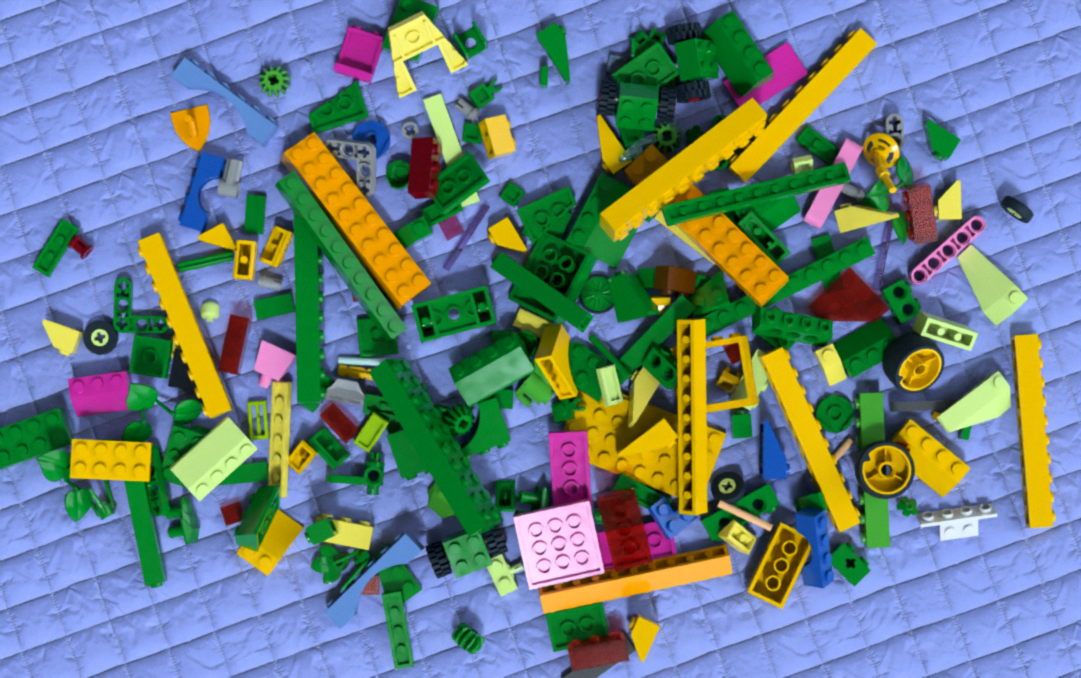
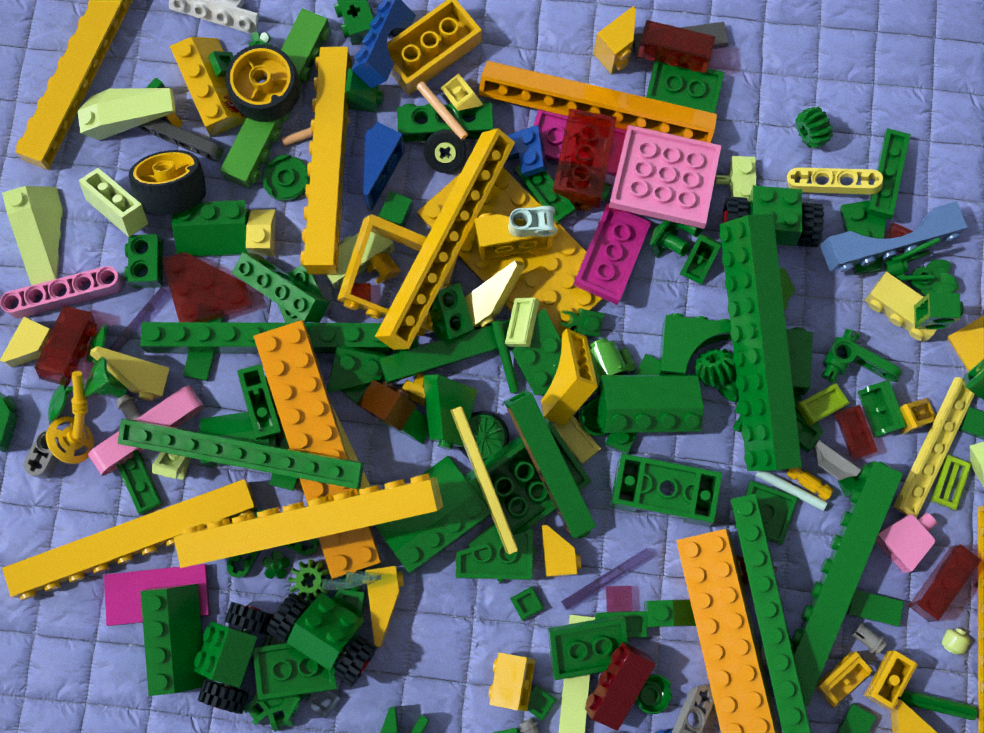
camera: 155 degrees left, 10 degrees down
(435, 605) = (835, 177): none -> light yellow beam
(581, 257) = (484, 480): none -> light yellow tile
(633, 452) = (534, 221): none -> light aqua piece
(923, 476) = (220, 62): none -> green plate

